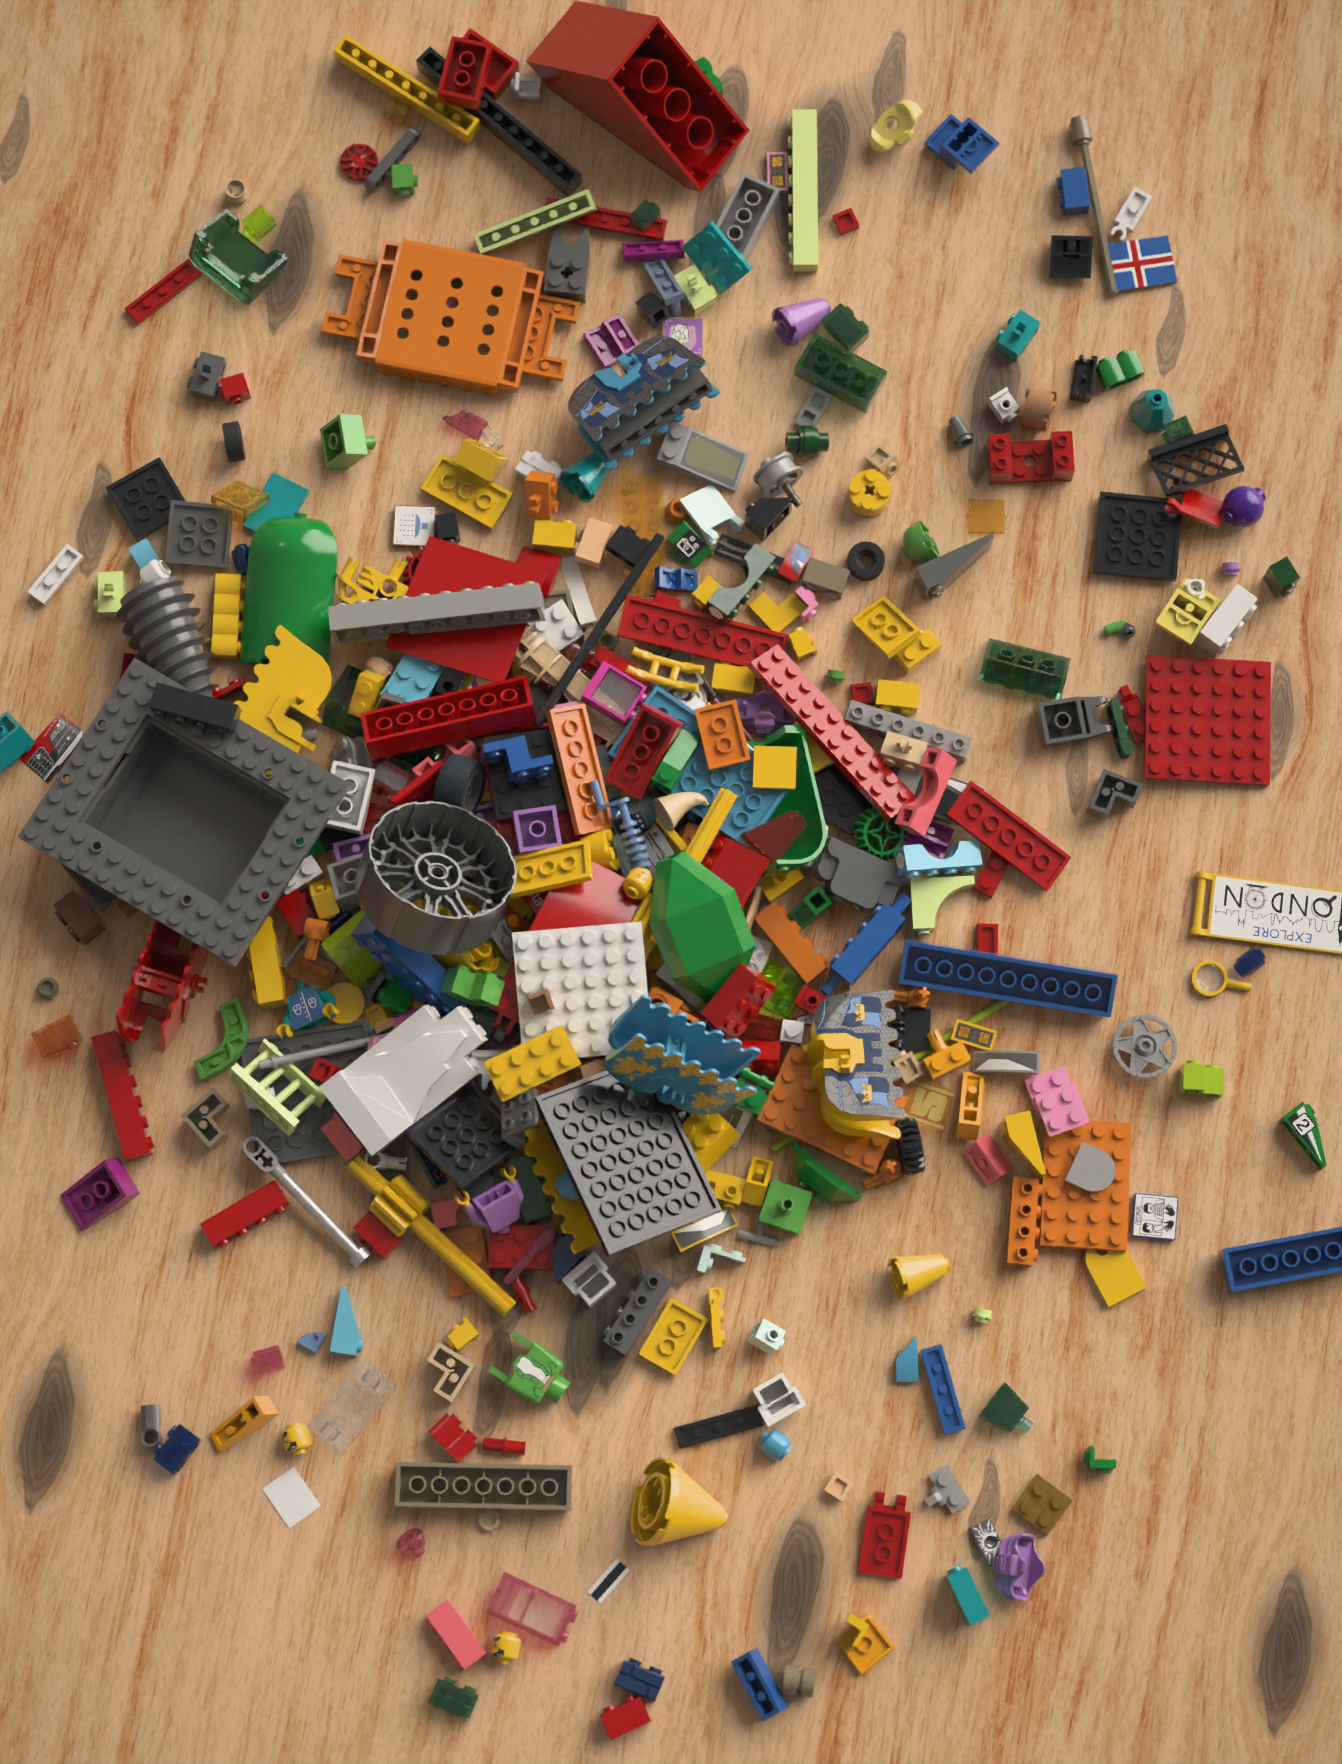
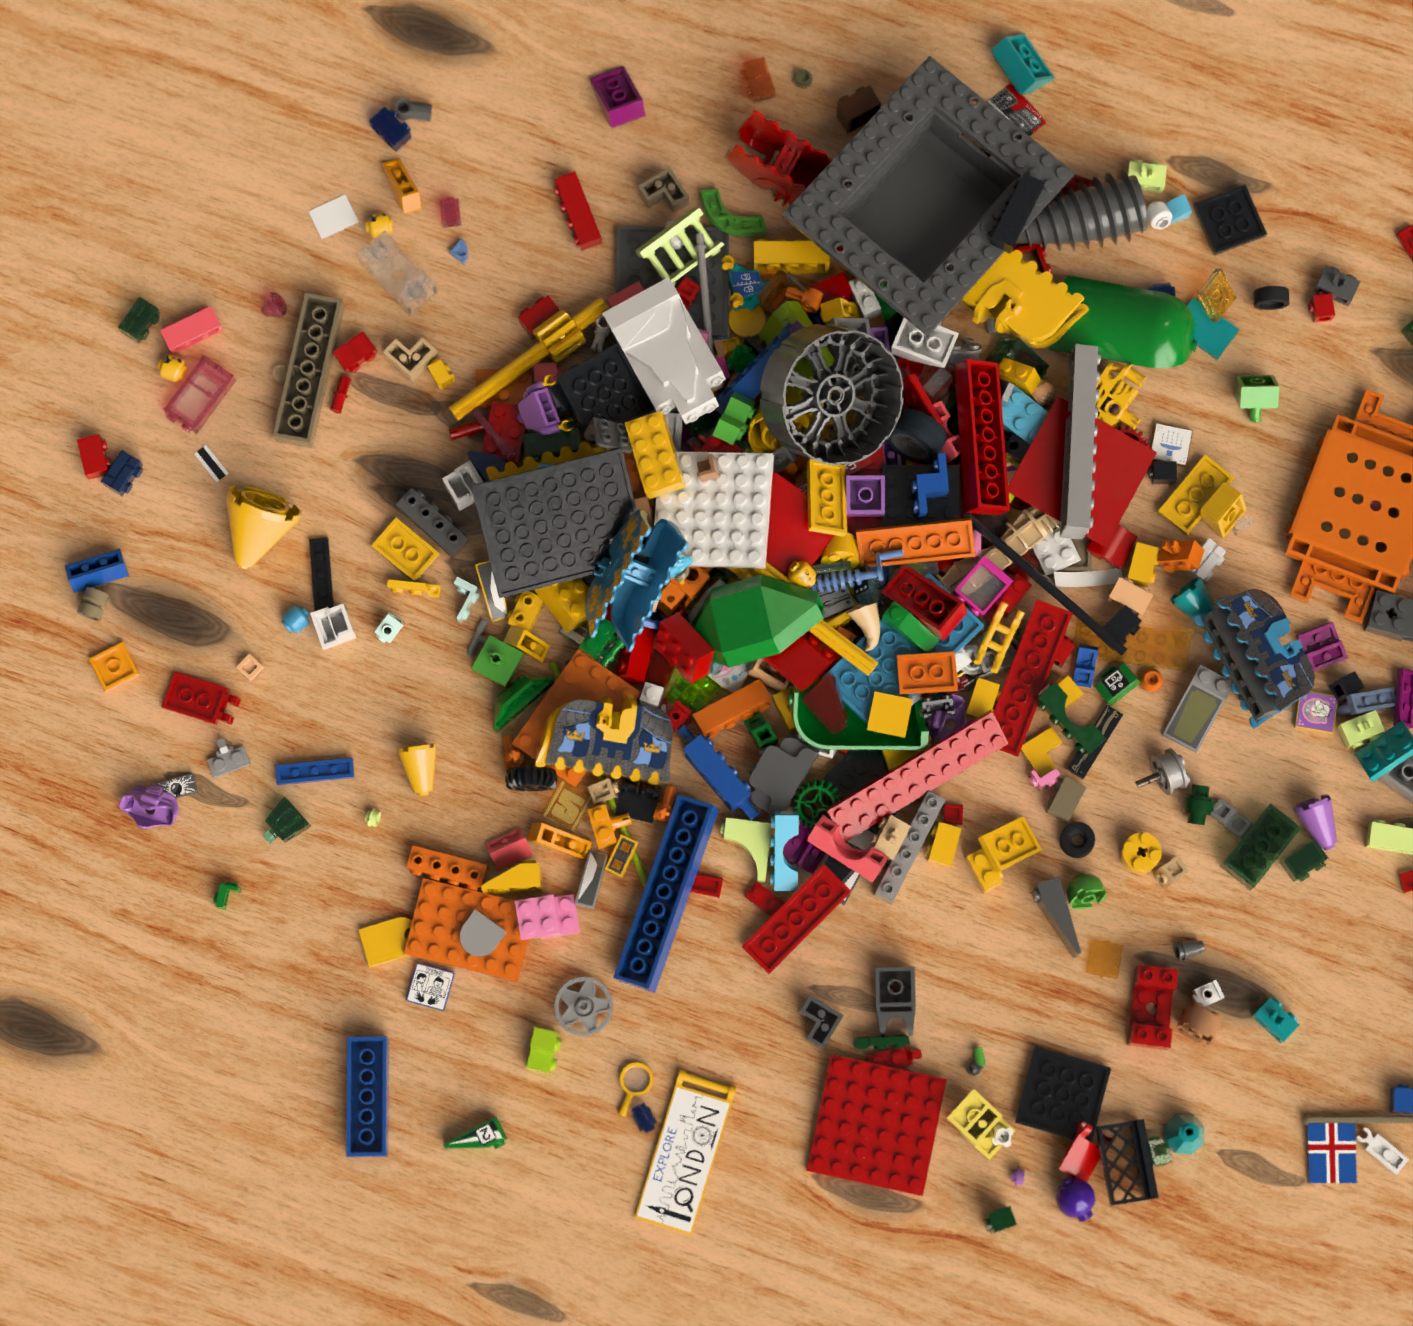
camera: 100 degrees right, 0 degrees up
(55, 574) = (1171, 133): white plate -> none
(122, 1095) = (694, 125): red brick -> none
(199, 534) = (1188, 256): dark grey plate -> none
(227, 615) = (1111, 270): yellow brick -> none
(346, 1332) = (463, 279): medium azure slope -> none
(357, 1254) = (526, 297): flat silver piece -> none
(467, 423) = (1261, 506): clear pink slope -> none
(535, 1374) = (393, 425): bright green piece -> none
(606, 636) = (1035, 590): olive plate -> none
(710, 510) = (1146, 706): light aqua flag -> none
(749, 724) = (936, 702): none -> black piece
(767, 515) = (1131, 755): black slope -> none
(795, 562) = (1086, 776): slope -> none
(802, 644) = (1007, 767): yellow brick -> none
(835, 676) = (972, 792): bright green plate -> none
(859, 1625) = (126, 658): yellow panel -> none
(907, 1363) = (343, 745): dark azure slope -> none
(966, 1595) = (133, 756): teal brick -> none
(1024, 669) = (952, 965): clear green slope -> none
(1041, 1504) = (199, 839): pearl gold plate -> none
(1071, 247) = (1356, 1084): black brick -> none
(1083, 379) = (1223, 1074): black hinge -> none
(1119, 370) = (1228, 1109): green brick -> none
(1227, 621) = (966, 1159): white brick -> none

